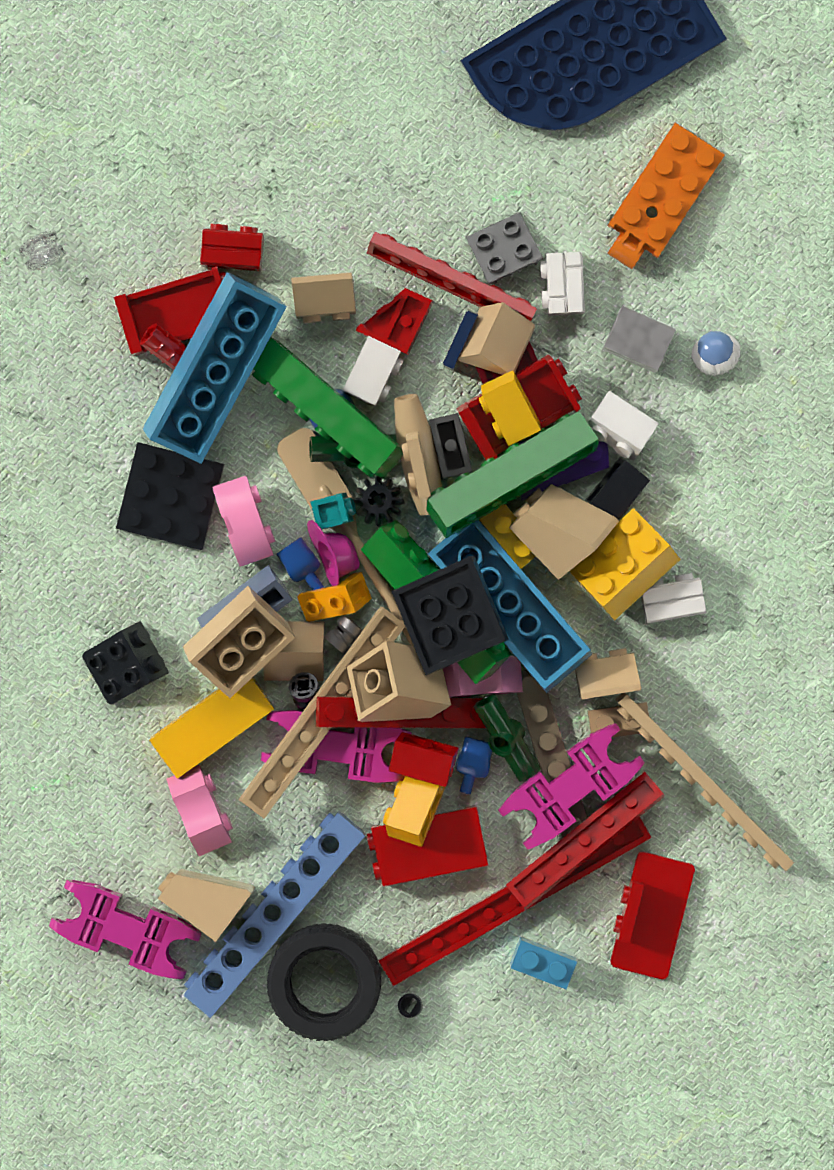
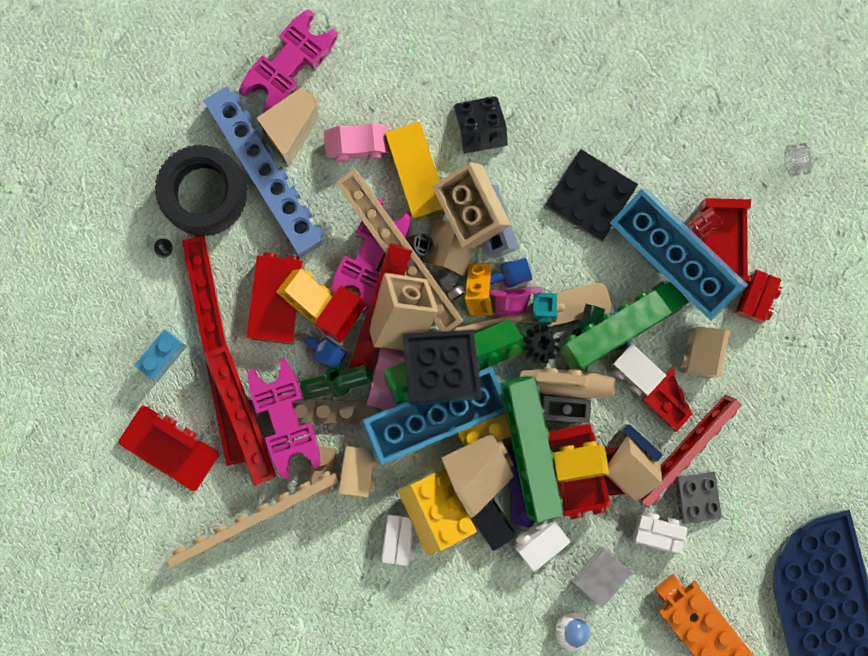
camera: 95 degrees right, 5 degrees down
(243, 520) = (548, 241): bright pink brick -> none

